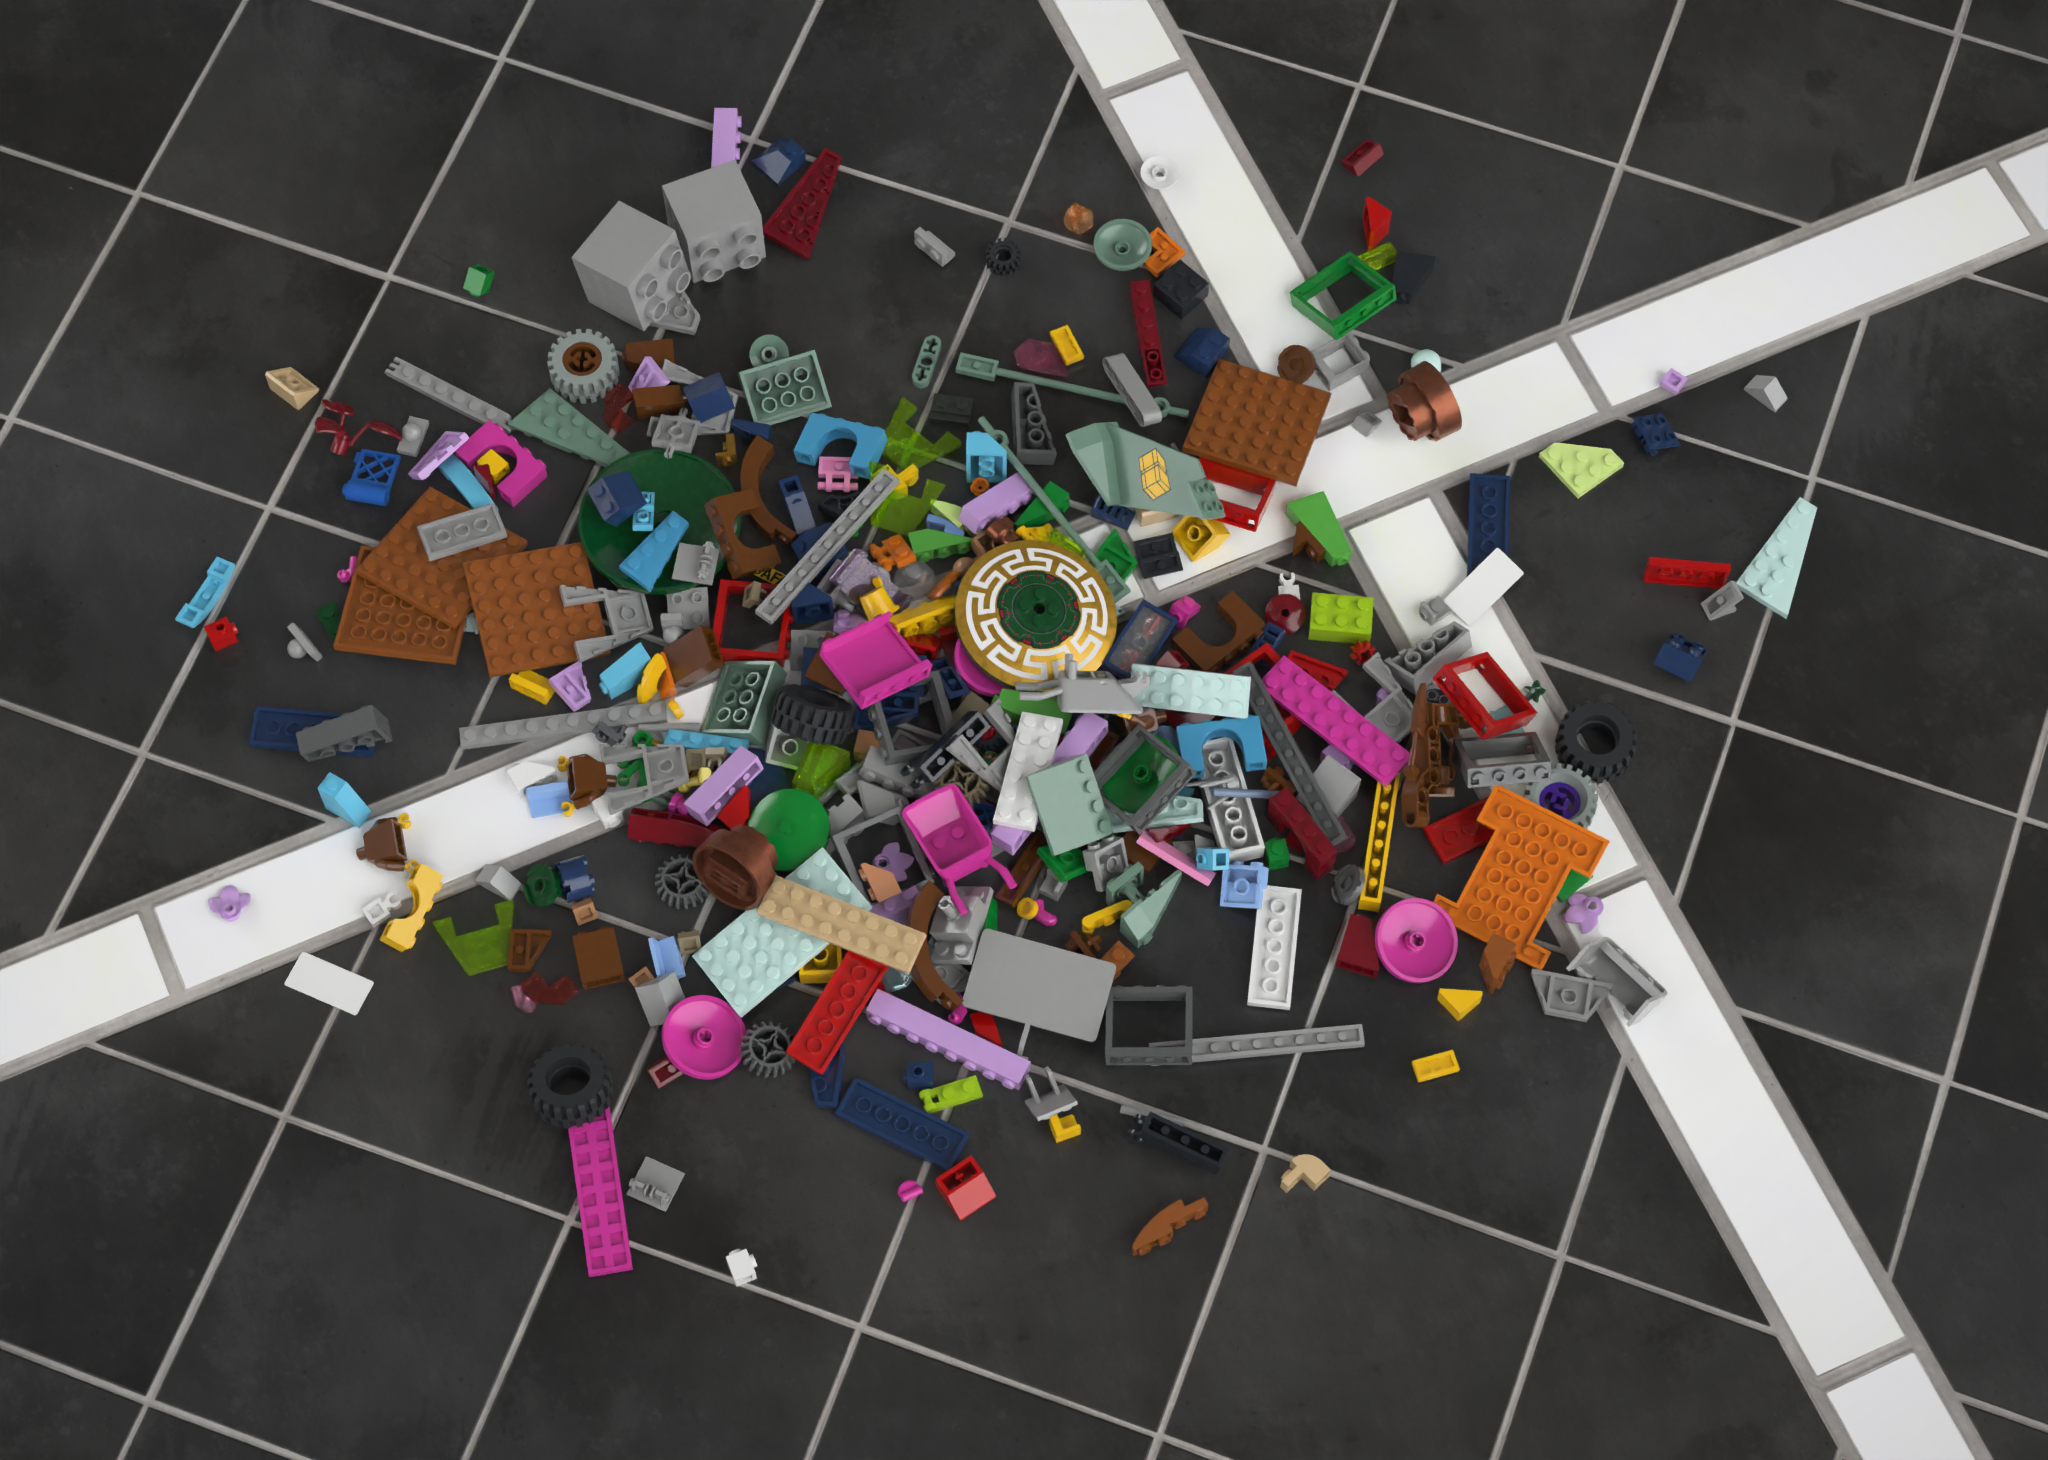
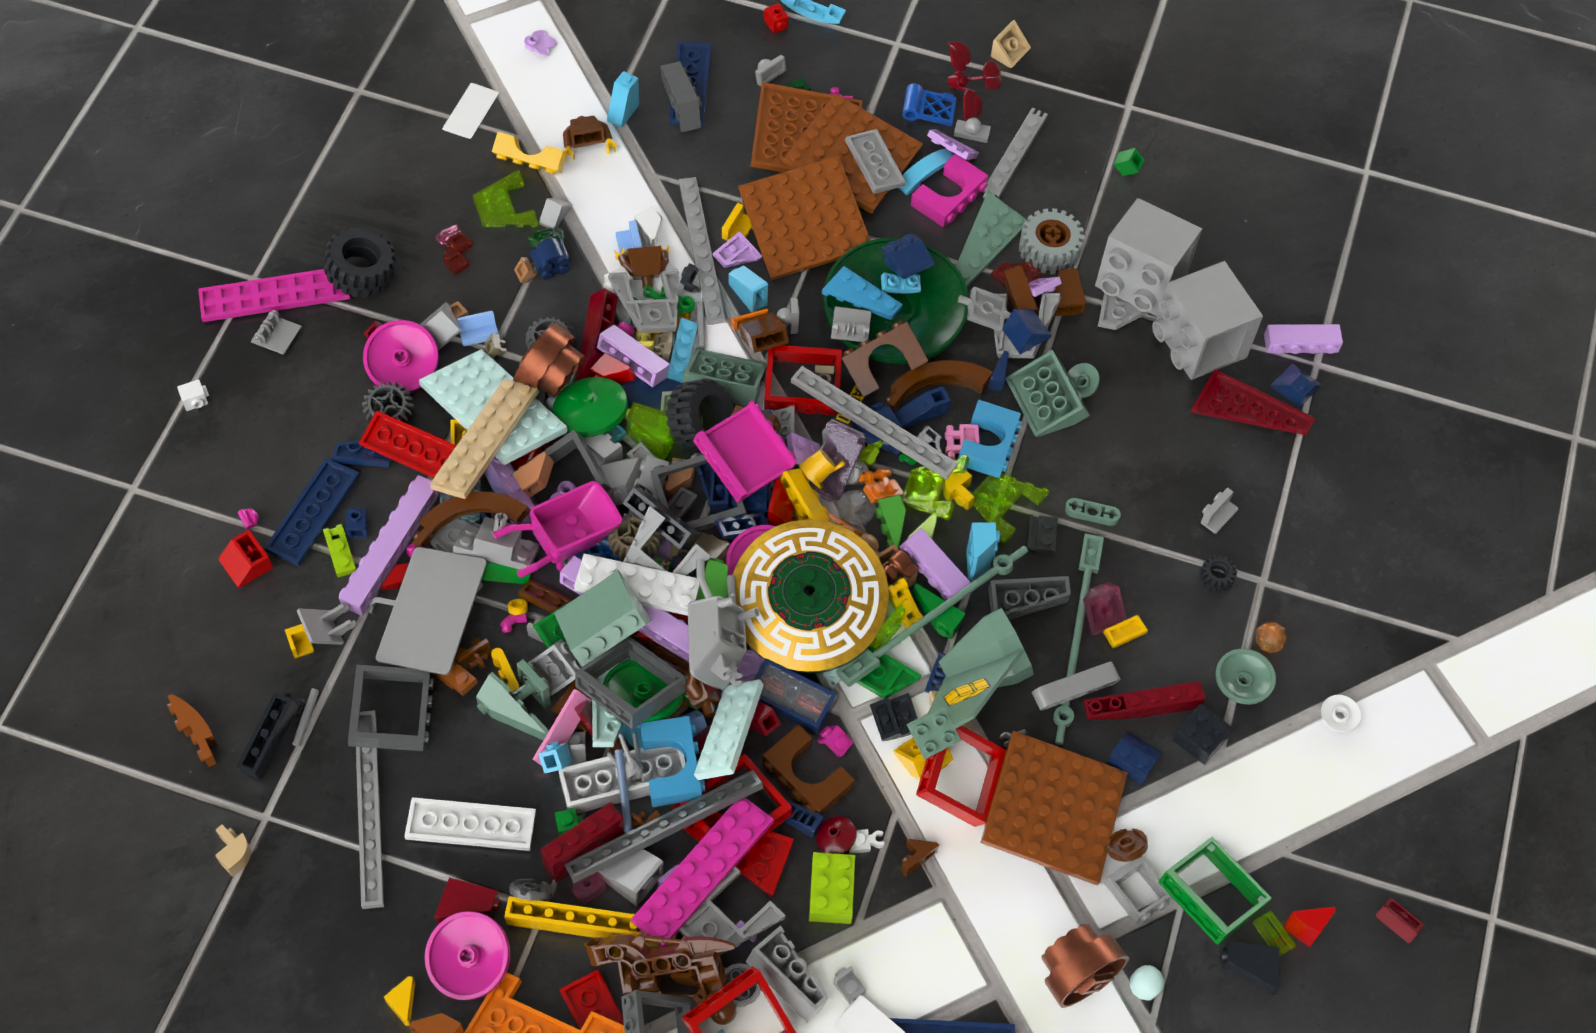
camera: 85 degrees right, 5 degrees down
(378, 911) = (531, 134): white plate -> none
(485, 478) = (927, 175): dark red slope -> none
(498, 466) = (944, 182): yellow panel -> none
(526, 948) = (492, 233): reddish brown wing -> none
(598, 957) = (481, 282): reddish brown brick -> none
(626, 615) = (804, 283): light grey wing -> none
(650, 678) = (741, 301): yellow tile -> none
(676, 710) = (716, 326): yellow tile -> none
(692, 606) = (815, 332): light grey hinge -> none
(729, 455) = (978, 356): pearl gold bracket -> none
(812, 606) = (818, 415): dark blue slope -> none
(940, 524) = (907, 530): medium blue slope -> none
(979, 482) = (959, 555): orange plate -> none
(1166, 253) = (1245, 722): orange plate -> none
(1243, 885) = (533, 792): light blue plate -> none
(1320, 520) = (939, 869): bright green slope -> none
(1358, 650) = (794, 909): red gear -> none
(1366, 423) = (1069, 918): light grey slope -> none
(1435, 1066) = (335, 976): yellow plate -> none

